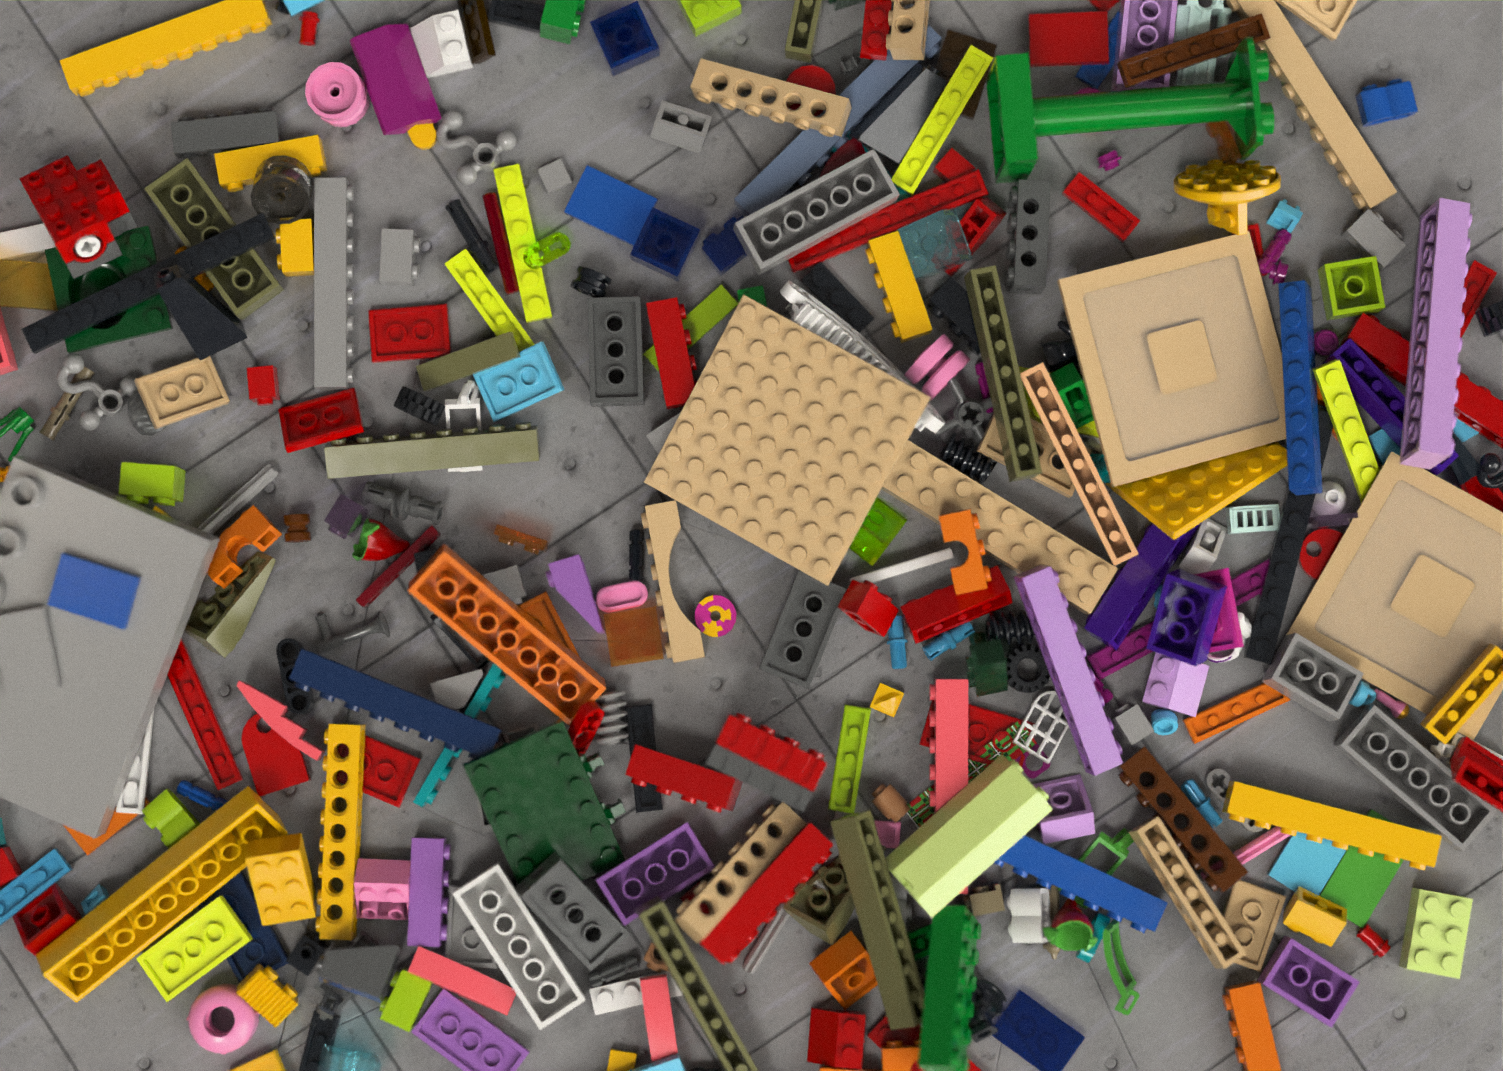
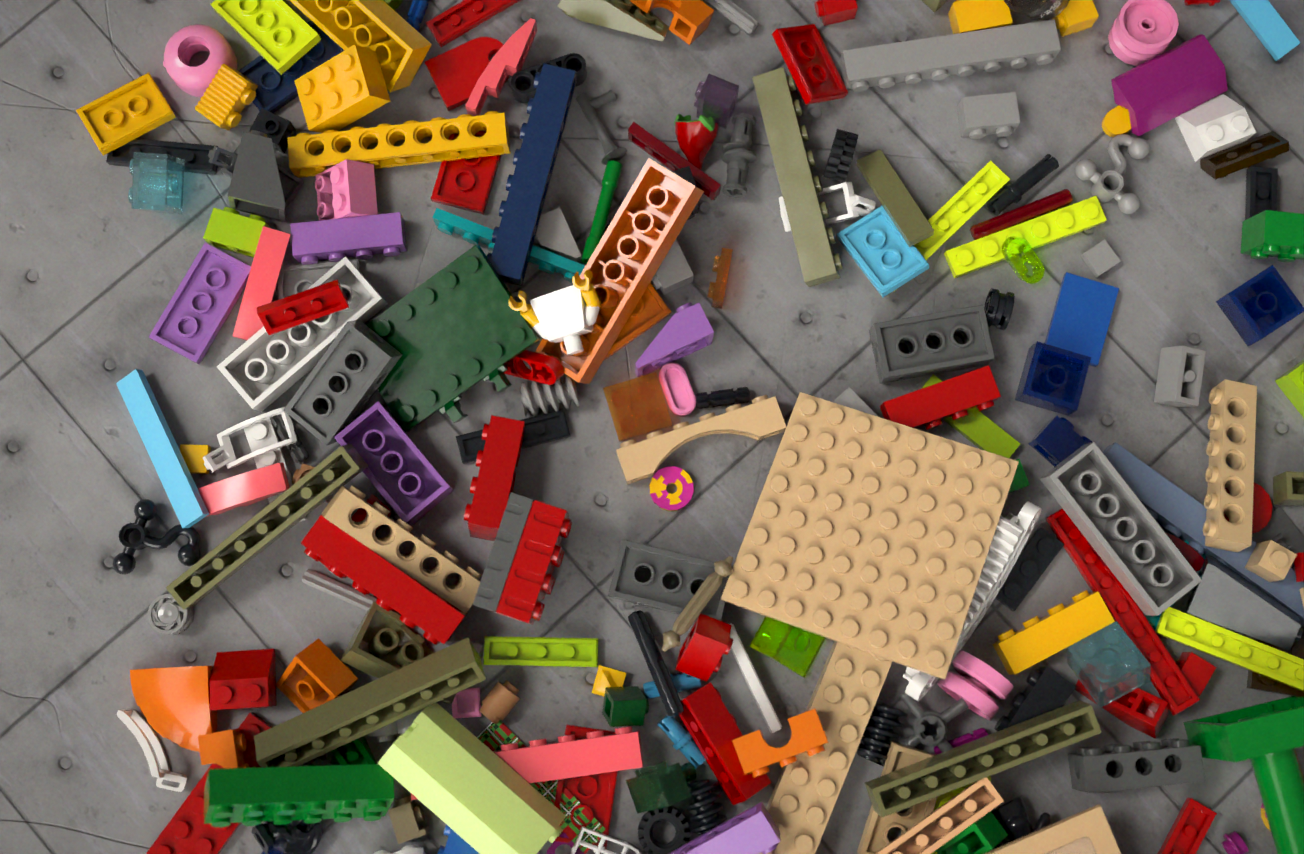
camera: 85 degrees right, 5 degrees down
(297, 528) = (697, 58): reddish brown wheel -> none
(409, 333) = (912, 138): red tile -> none
(412, 632) = (609, 185): none -> green piece
(497, 939) = (302, 307): none -> red plate
(541, 693) = (563, 313): none -> white torso
(618, 1031) = (228, 456): none -> white sword
(828, 607) = (697, 603): none -> dark tan wheel
(864, 82) = (1270, 561): none -> tan brick
(876, 654) = (656, 664): none -> black axle
(911, 688) = (625, 706): none -> dark green brick

